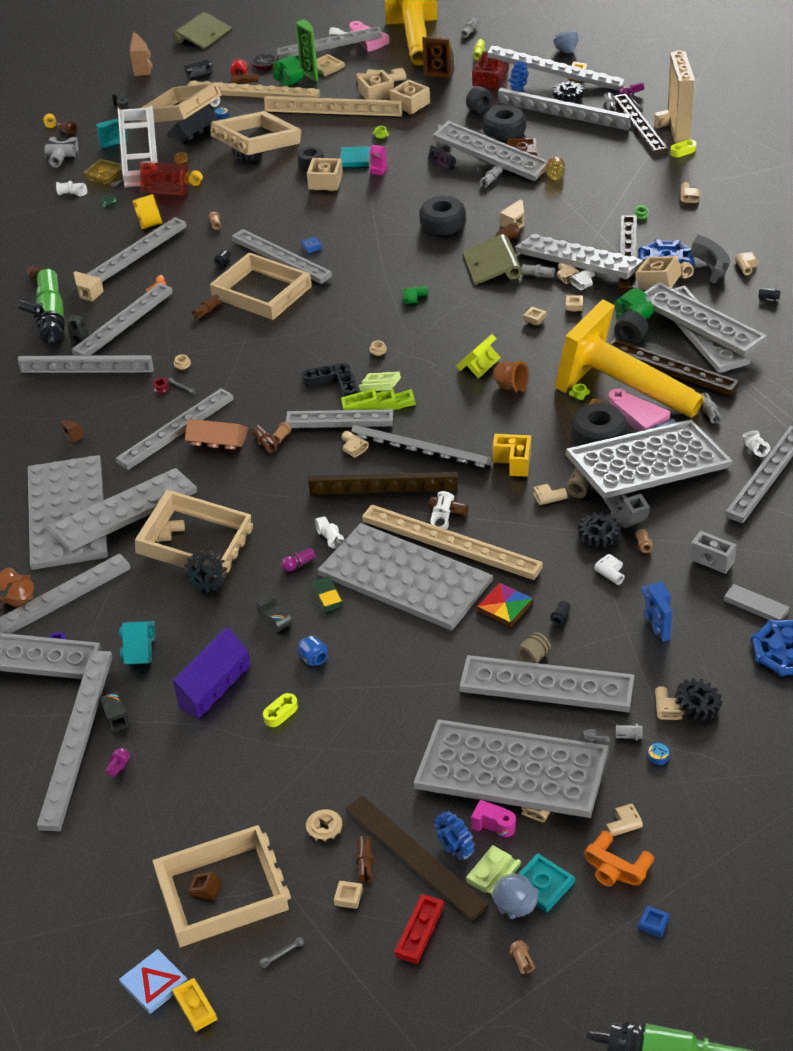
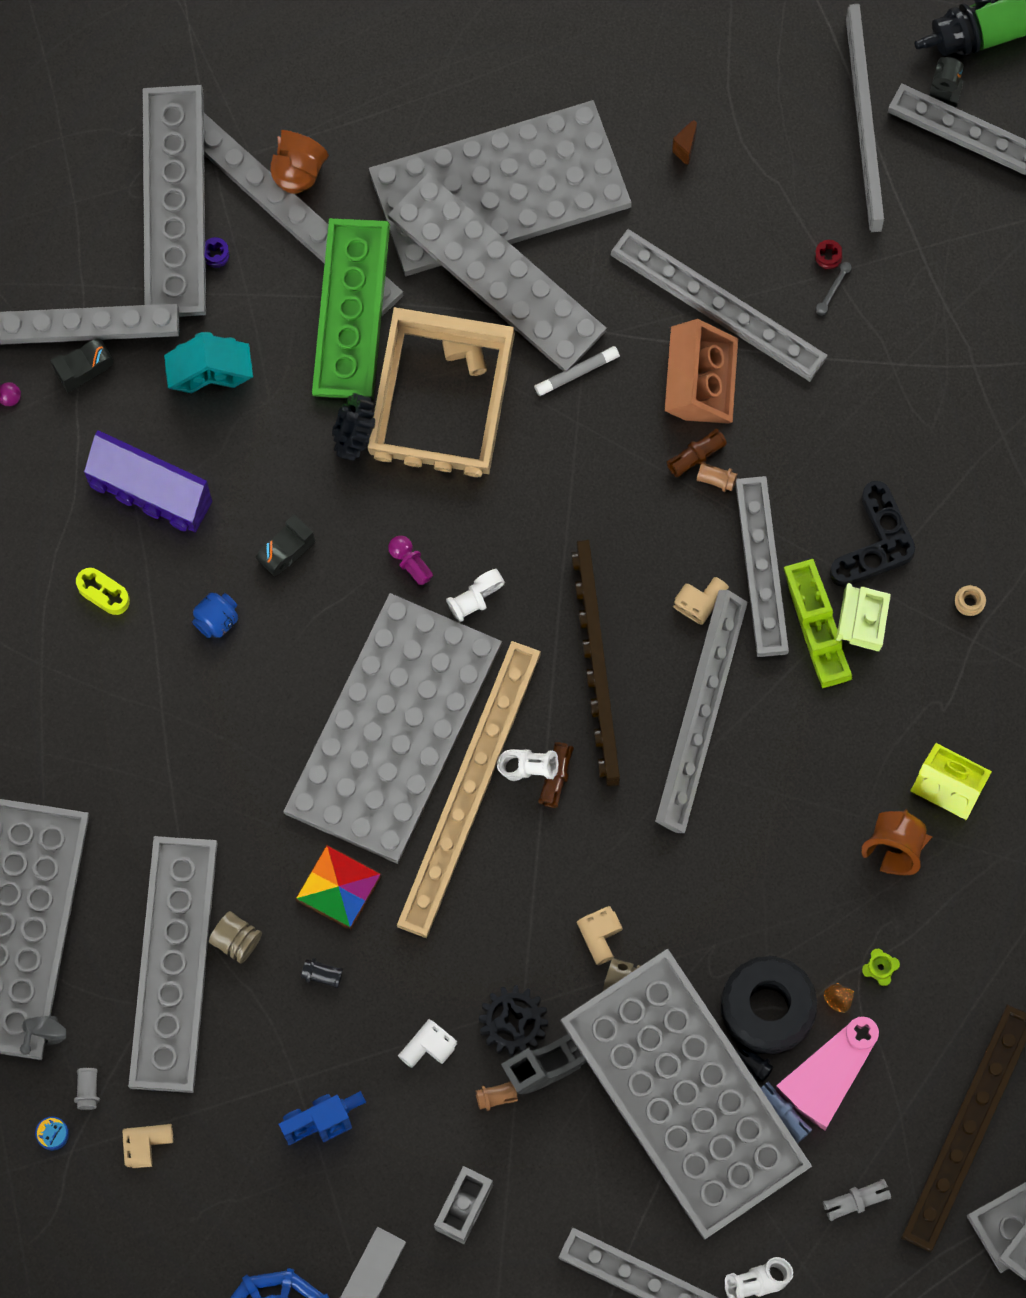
camera: 80 degrees right, 30 degrees up
(124, 571) = (351, 308): none -> bright green plate
(182, 362) = (897, 267): tan plate -> none
(194, 478) = (577, 371): none -> light grey bar
(327, 593) = (343, 616): clear green tile -> none
(513, 450) = (688, 872): yellow brick -> none
(587, 348) = (940, 979): yellow piece -> none
(698, 699) = (163, 1182): black gear -> none

